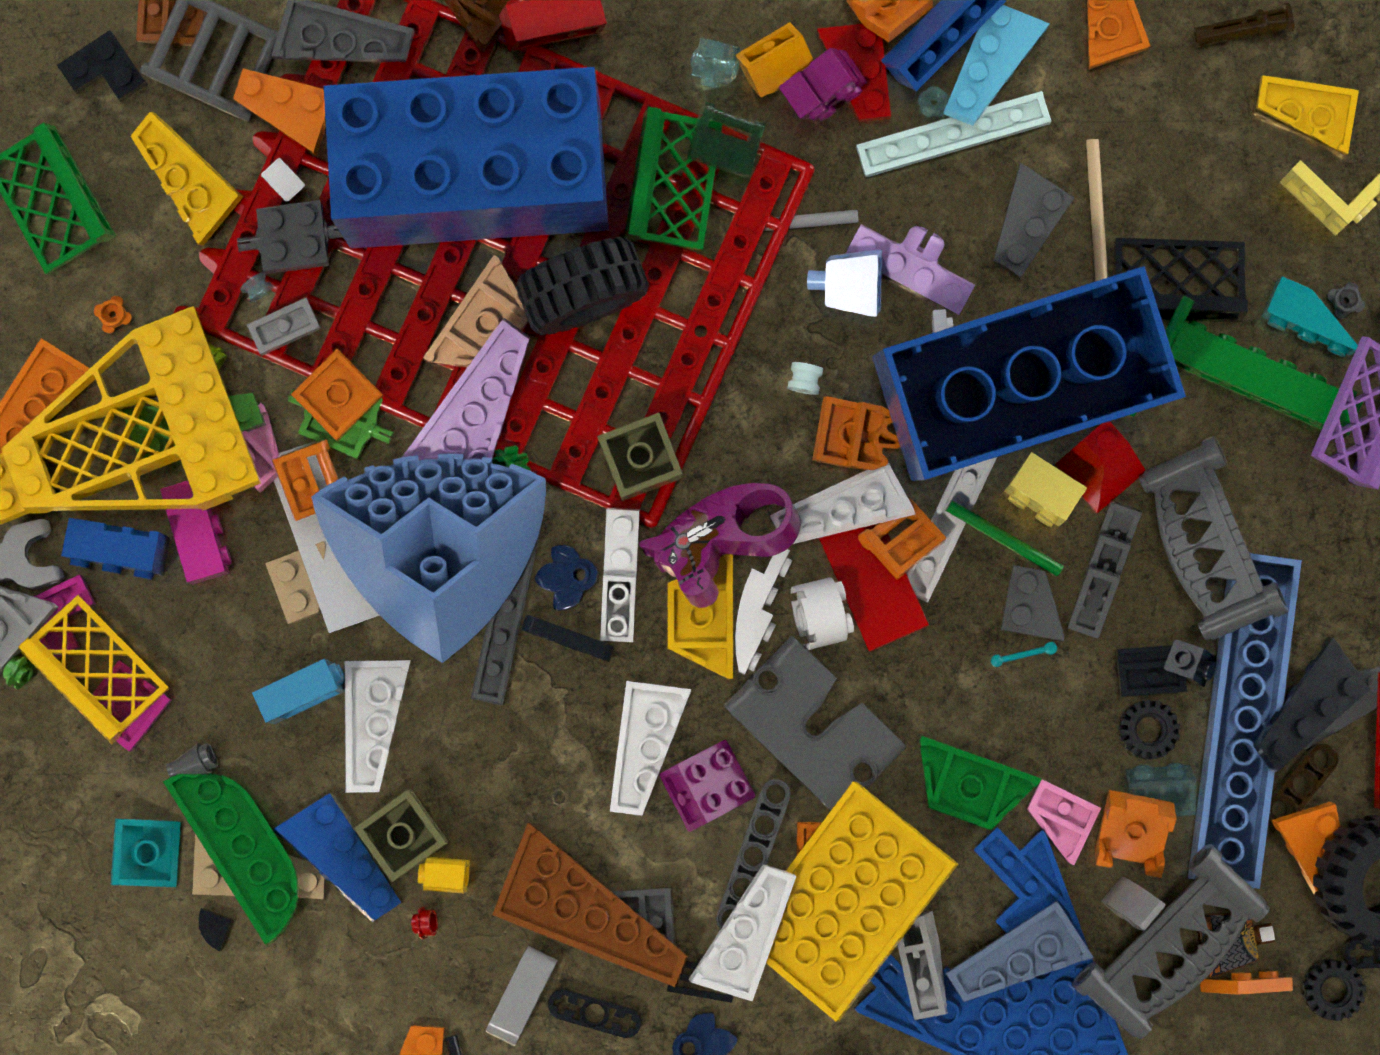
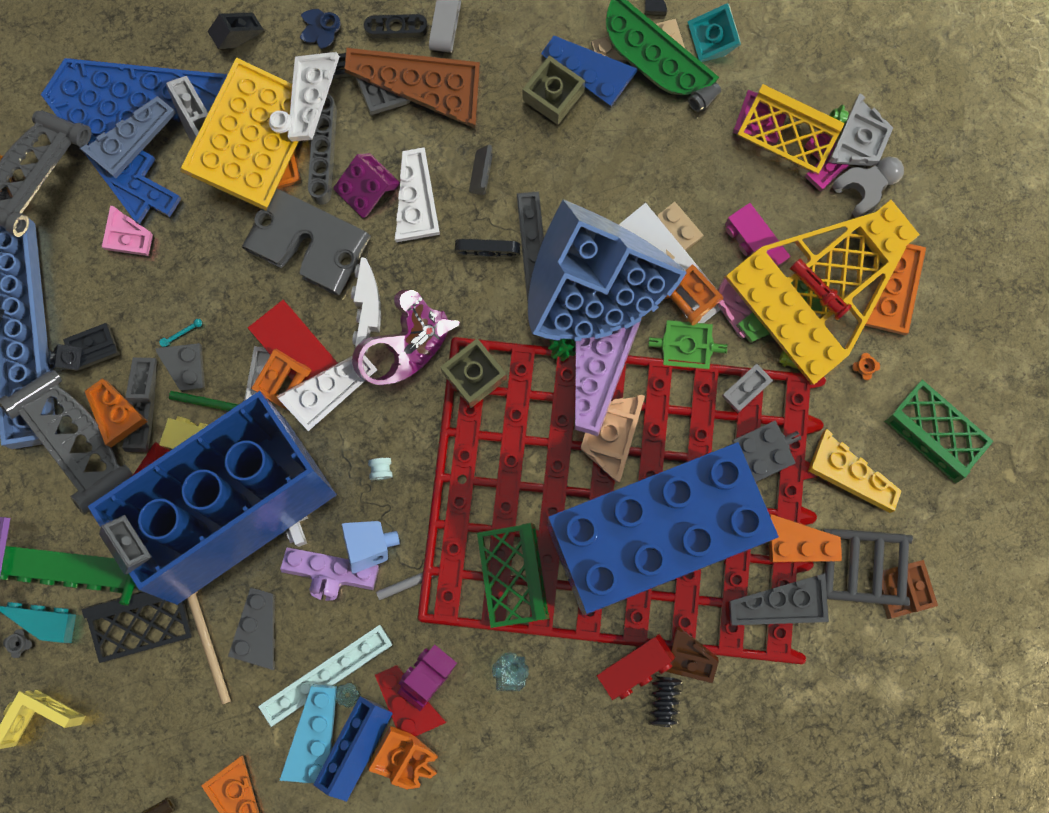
camera: 160 degrees right, 5 degrees down
(104, 59) = (940, 540): black plate -> none
(115, 548) = (804, 212): blue wedge -> none
(134, 410) = (827, 296): none -> red pin
(256, 287) = (775, 408): clear light blue bush -> none
(283, 179) = (785, 491): white sticker -> none
(300, 691) = (651, 156): dark azure window -> none
(337, 395) = (694, 355): orange tile -> none
(371, 712) = (600, 162): white wing -> none
(424, 923) = (521, 46): red plate -> none
(444, 875) = (516, 72): yellow brick -> none
(541, 755) = (481, 170): none -> dark grey slope
(562, 578) = (504, 287): dark blue plate -> none
(582, 285) = (549, 470): black tyre -> none
(620, 574) = (465, 298): white slope -> none
(705, 632) = (395, 276): yellow wing -> none
(721, 149) = (484, 606): clear green plate -> none
(774, 59) = (467, 688): light orange brick -> none
(800, 902) = (280, 122): none -> white plate
(821, 612) = (322, 312): white brick -> none
(853, 434) = (335, 440): orange plate -> none
(971, 785) = (192, 237): green wing -> none
(1133, 903) = (60, 186): light grey slope -> none
(1135, 831) = (74, 239): orange panel -> none
(1142, 564) = (112, 412): none -> orange wing
(1148, 328) = (124, 544): none -> dark grey slope
(1163, 715) = (71, 302): black tyre -> none
(1169, 783) = (65, 272): clear light blue bracket -> none
(1311, 108) = (72, 776): yellow wing -> none

